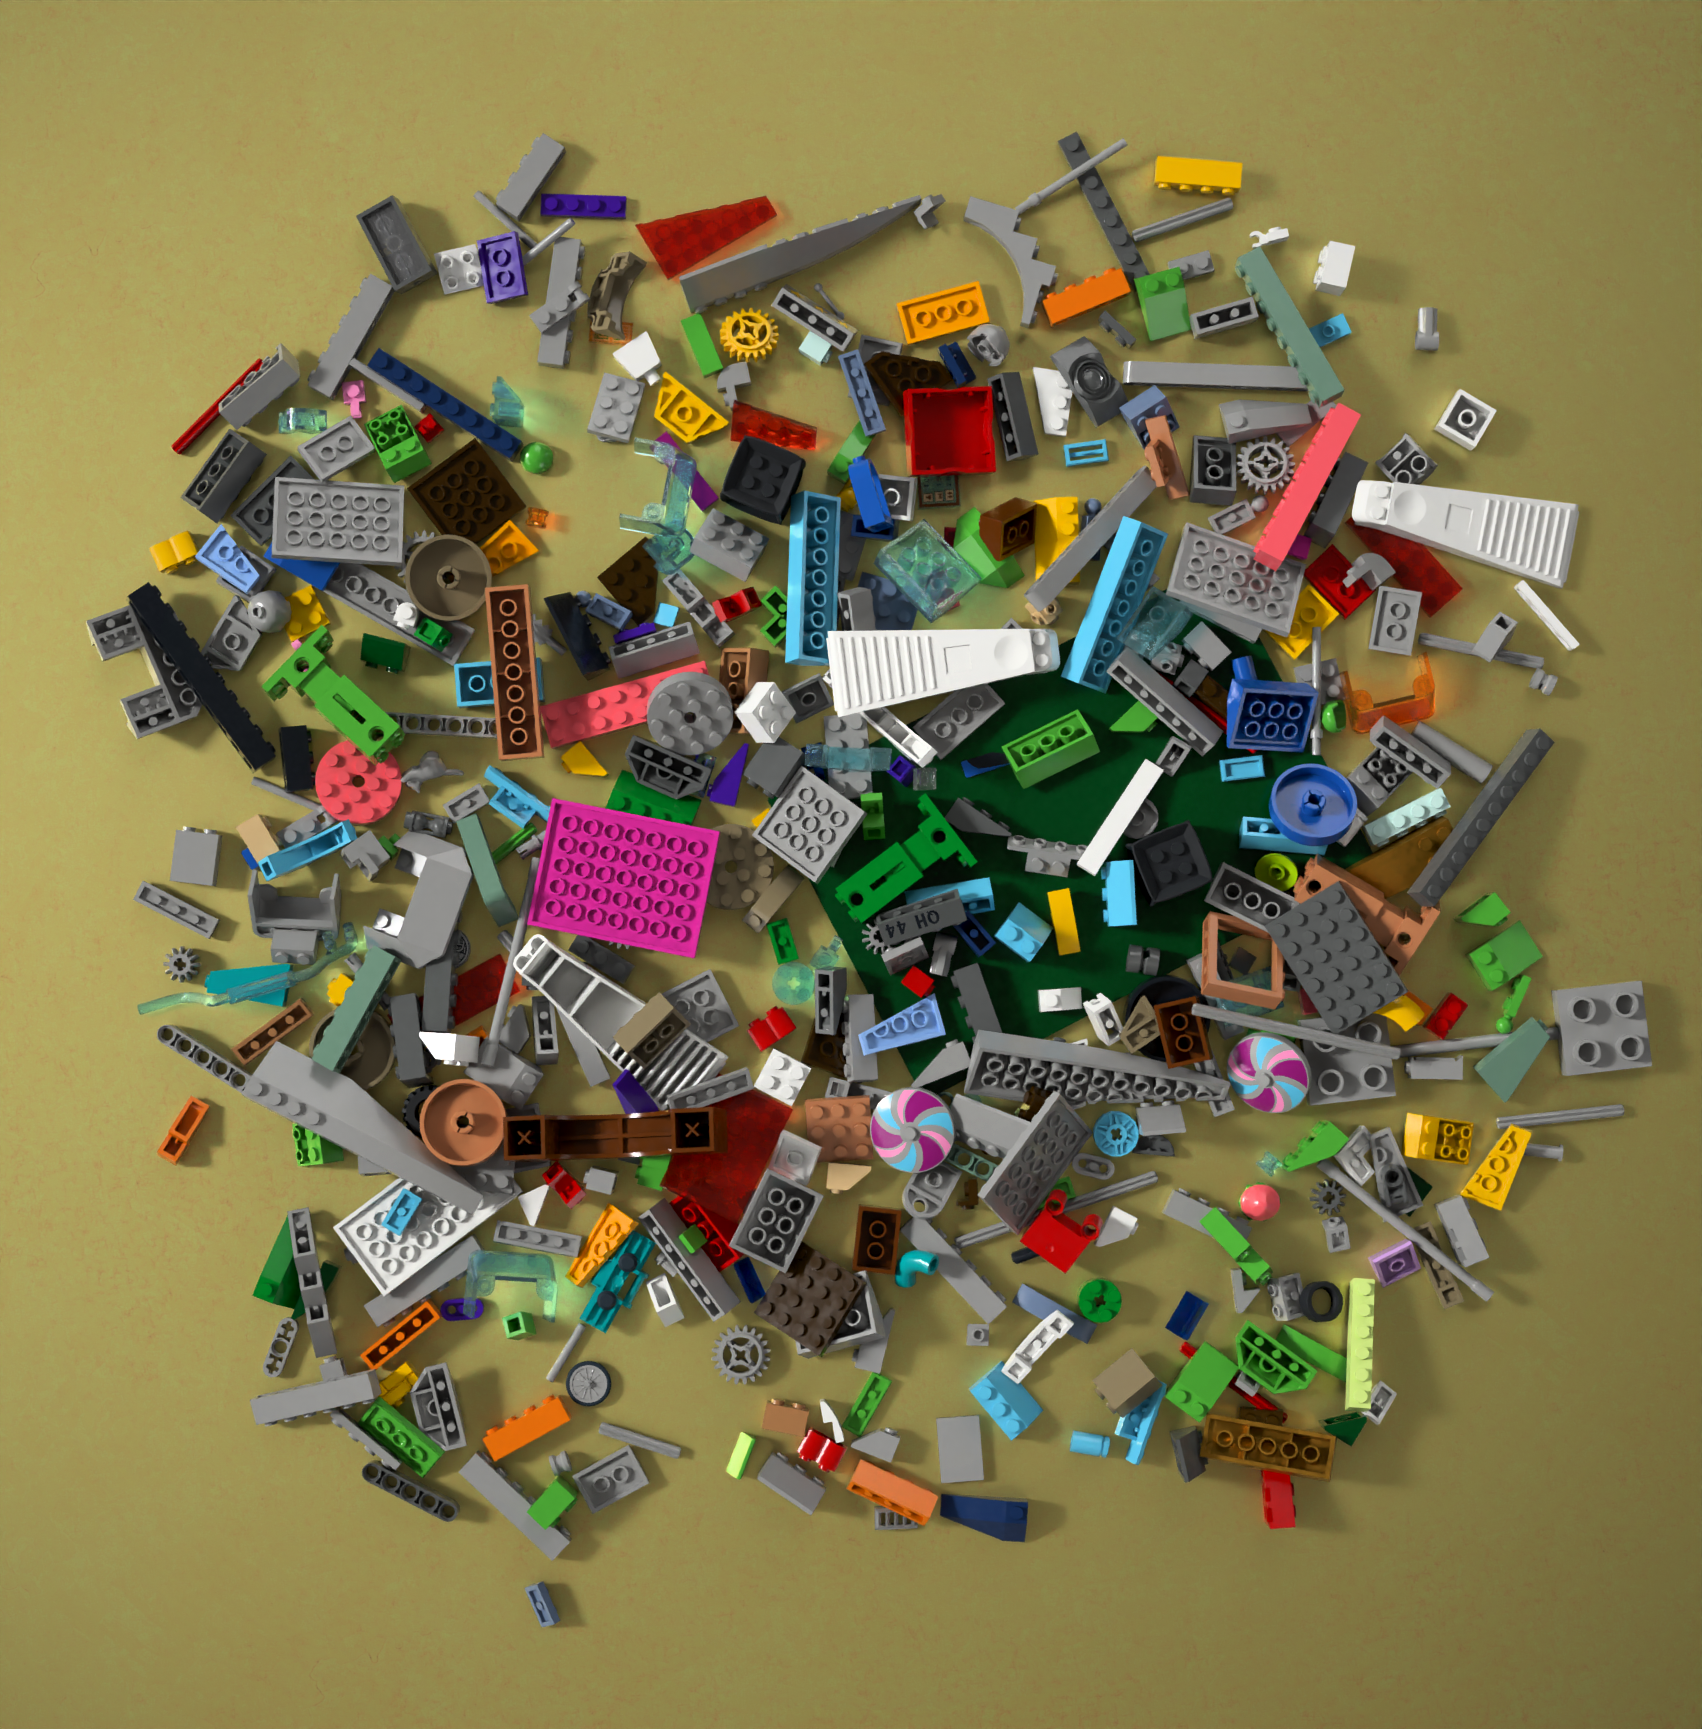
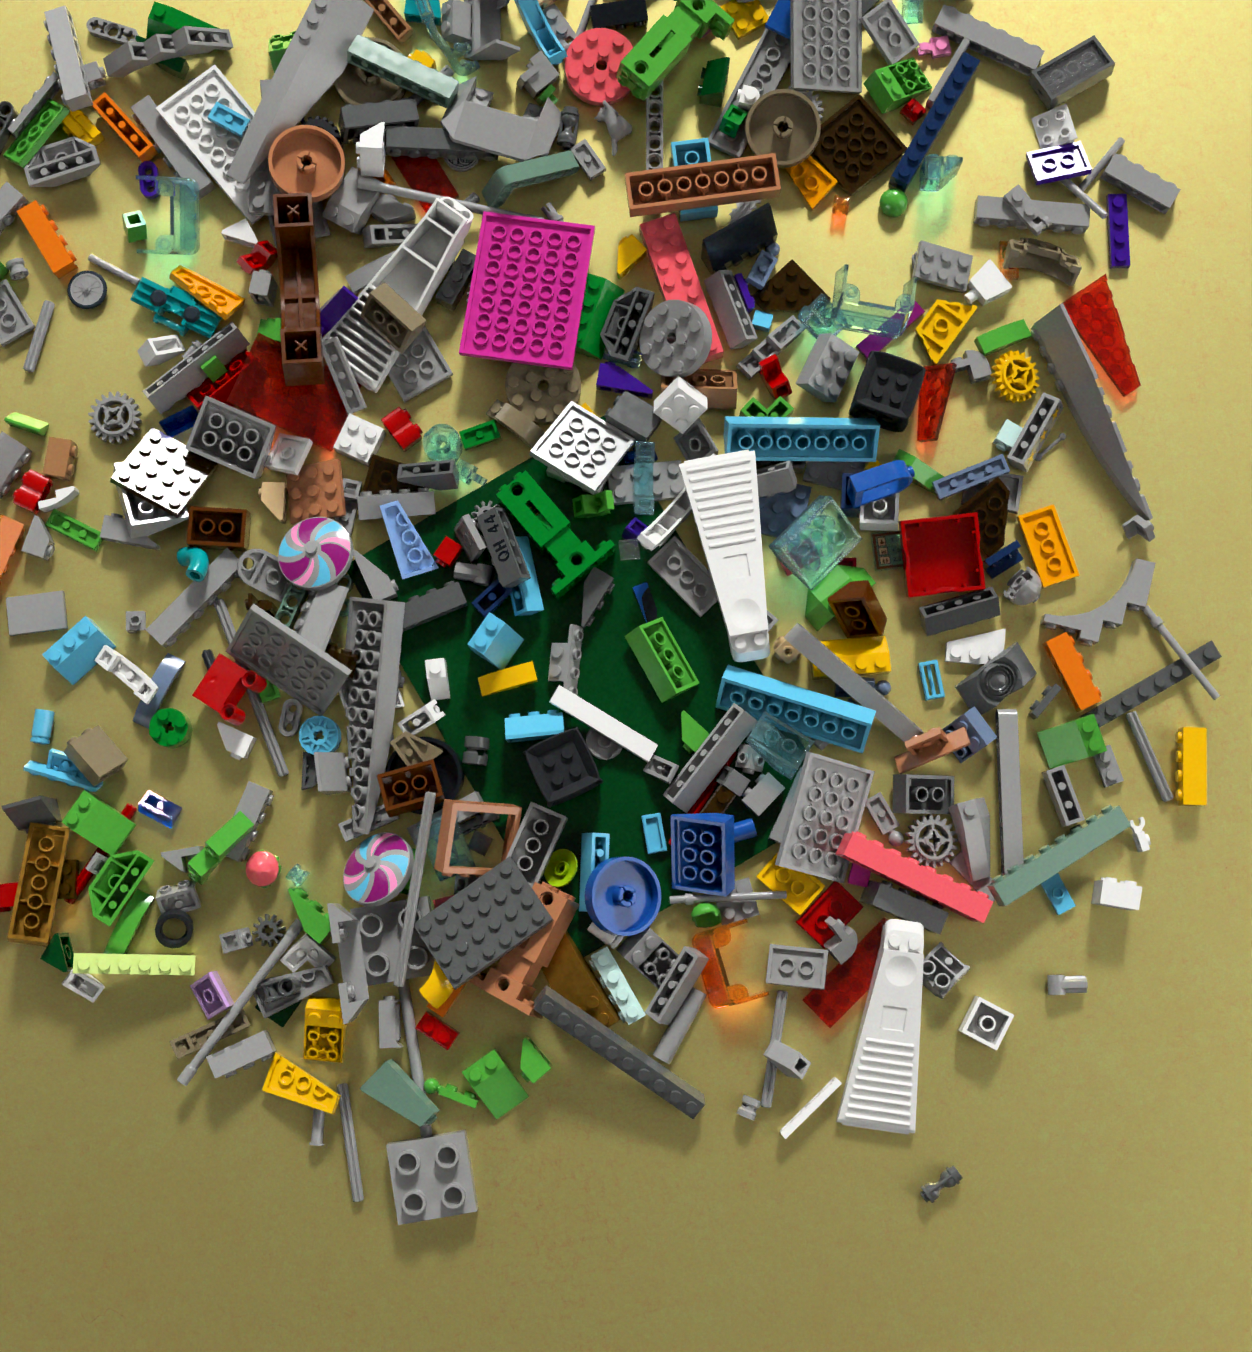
camera: 85 degrees right, 5 degrees down
(513, 800) = (592, 197): medium azure bracket -> none
(514, 842) = (556, 202): bright green axle -> none
(537, 1239) = (211, 239): light grey plate -> none
(1371, 1104) = (346, 933): none -> light grey slope
(1628, 472) = (948, 1178): none -> dark grey piece

